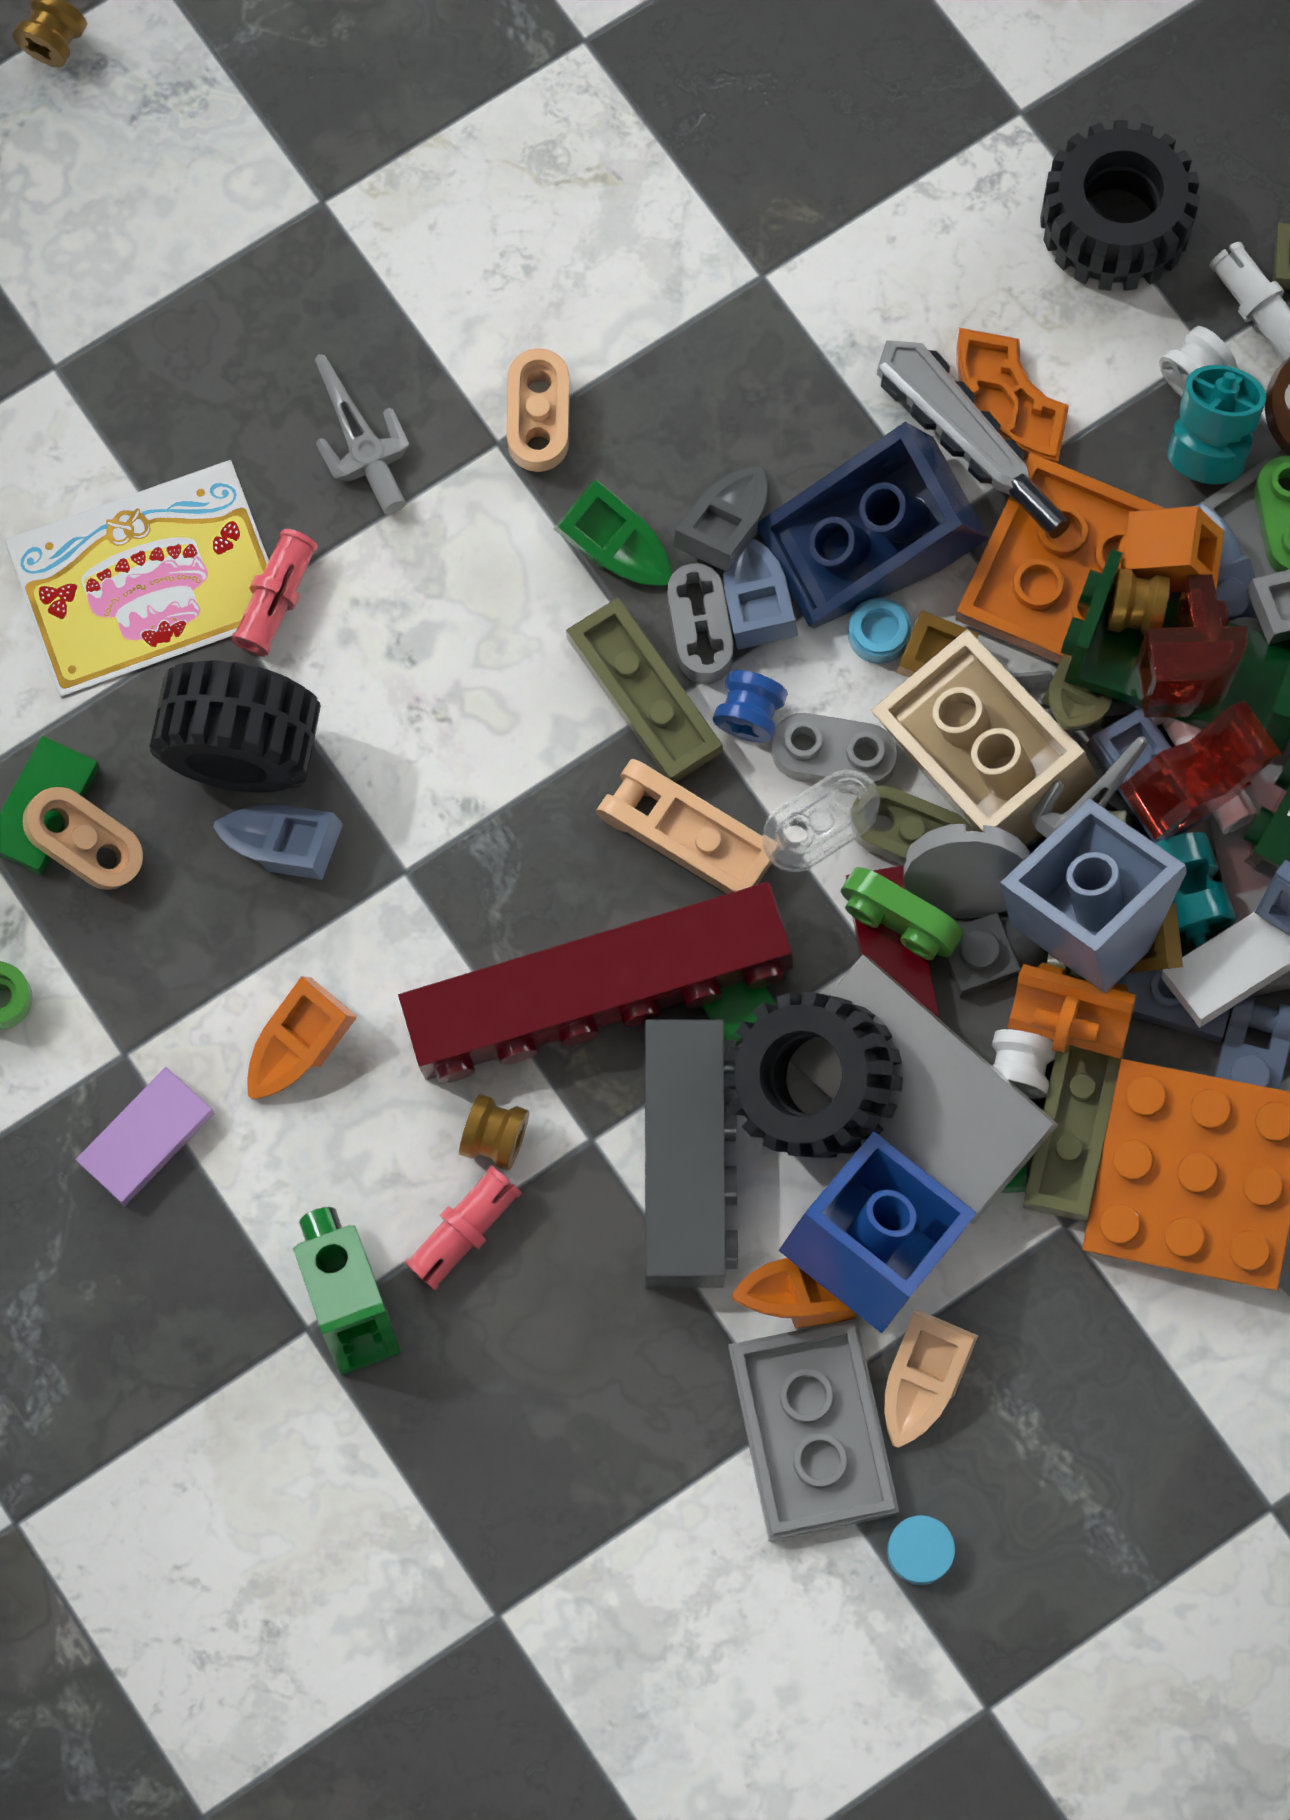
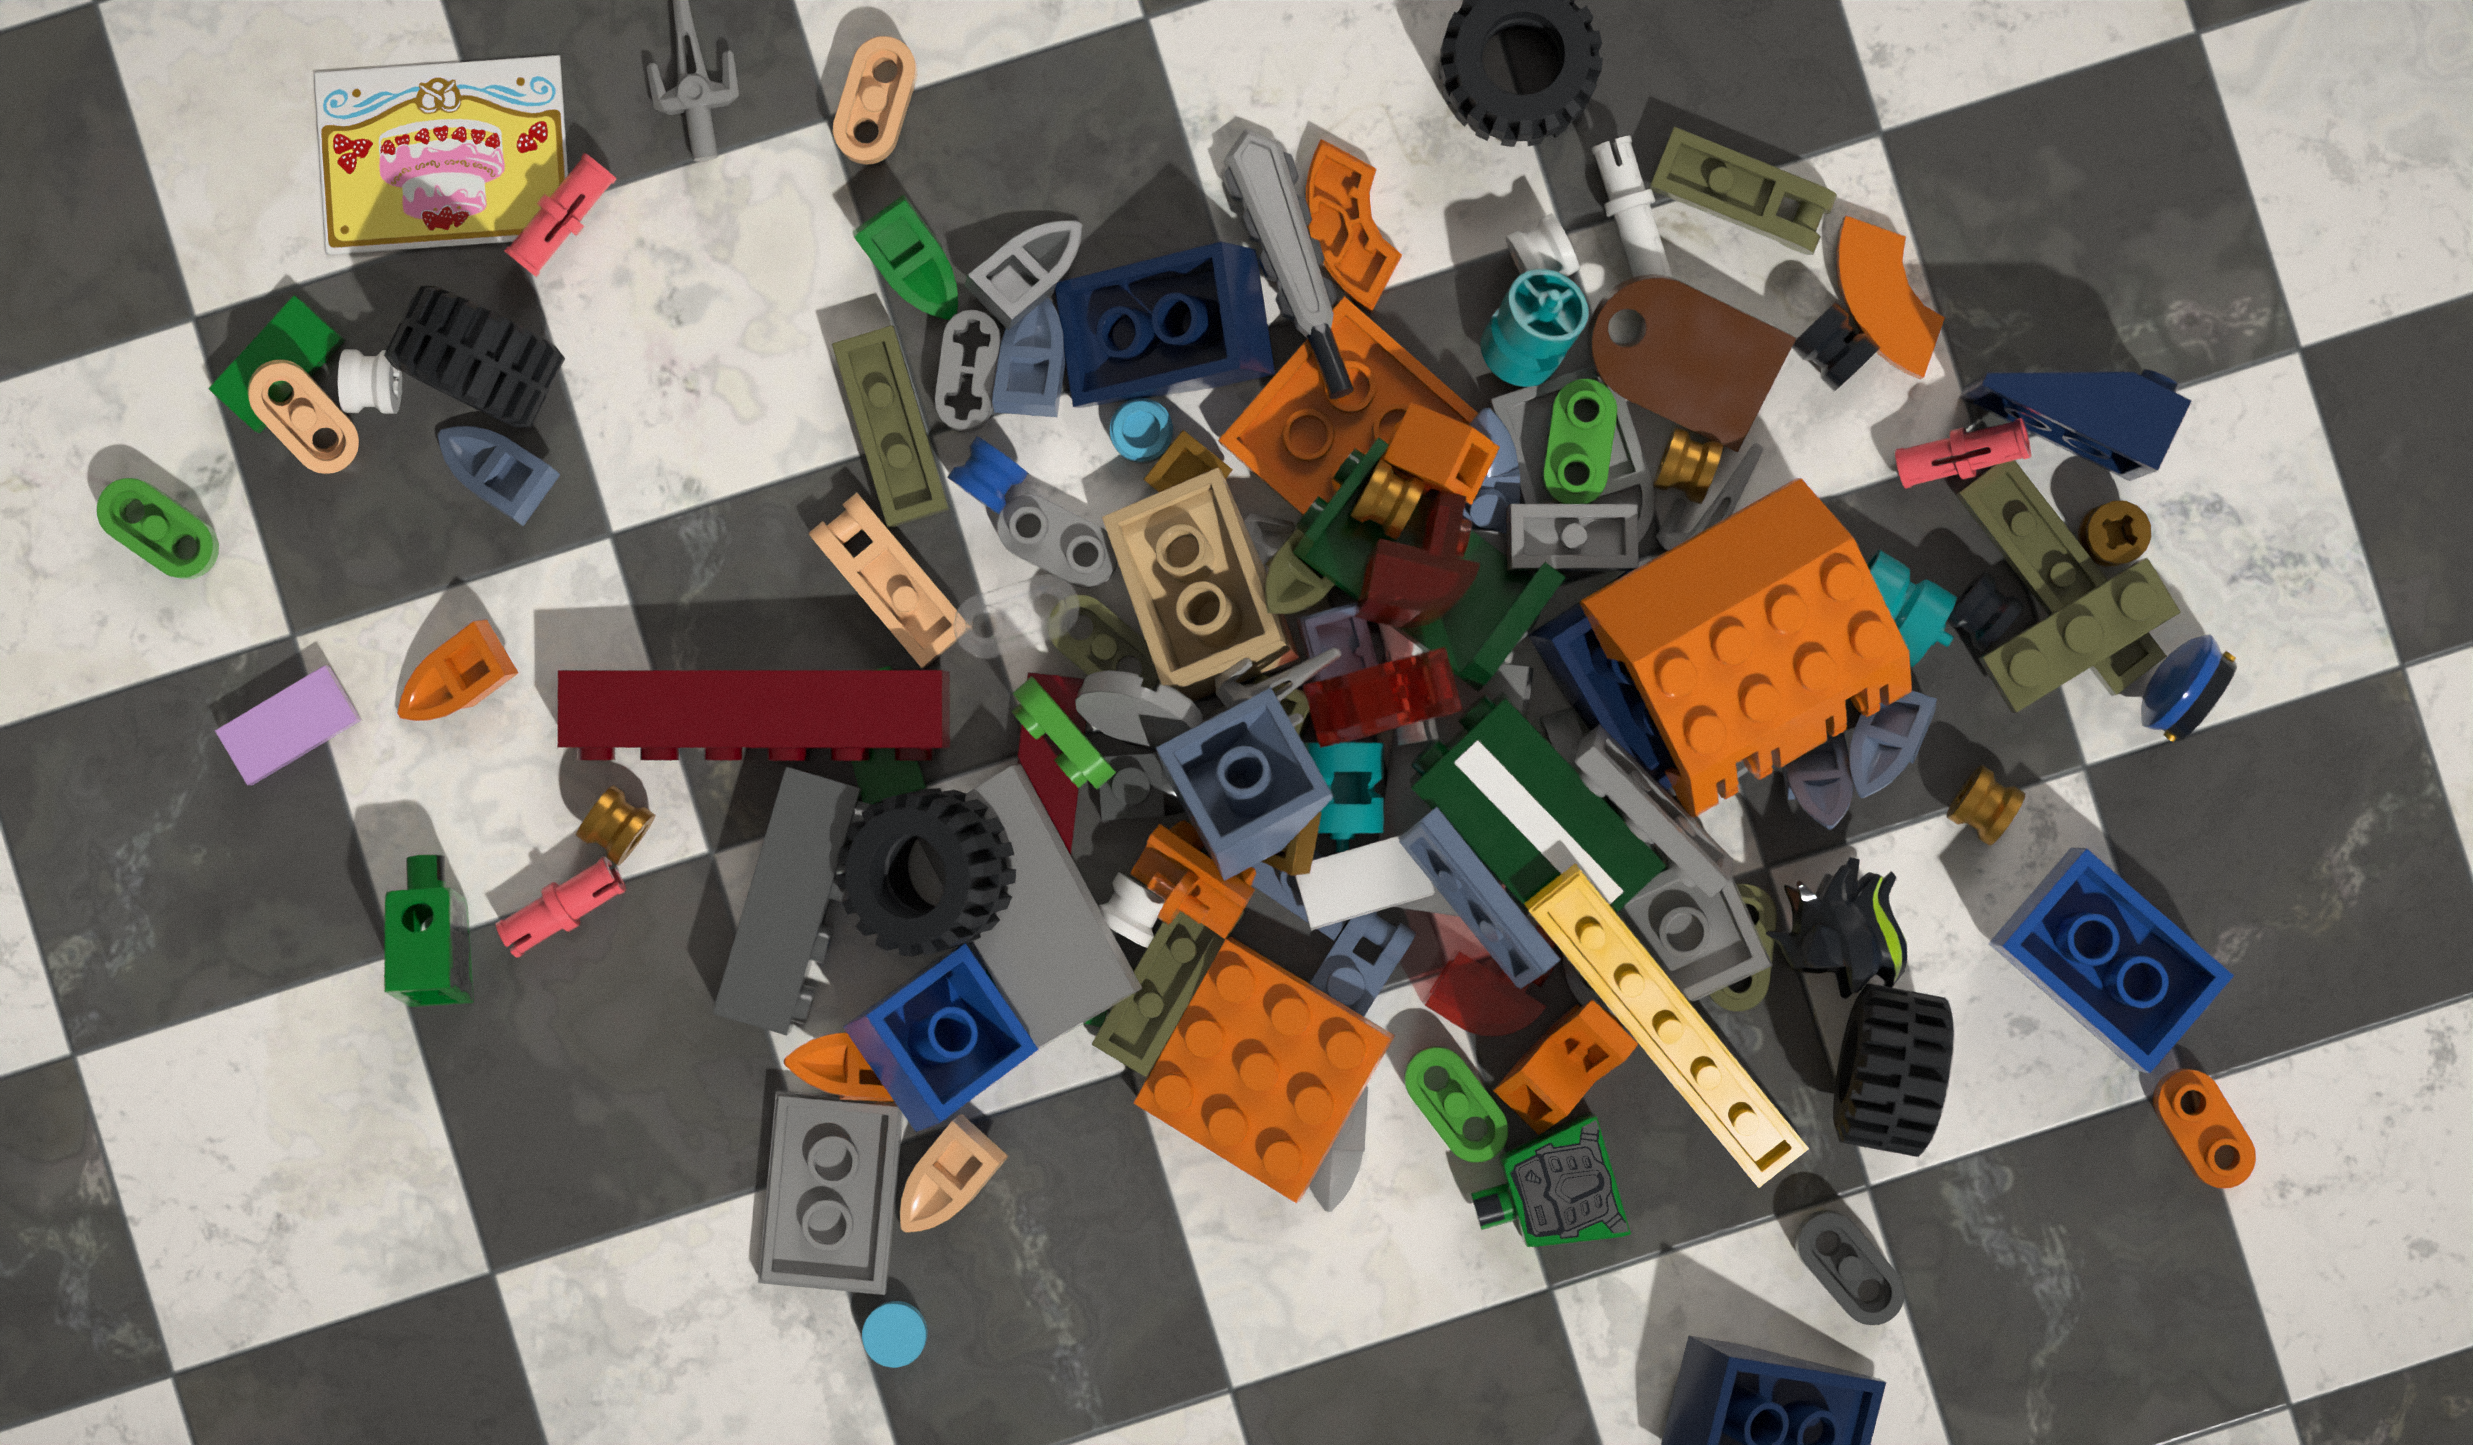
camera: 15 degrees right, 15 degrees up
(137, 791) = (368, 383): none -> white wheel

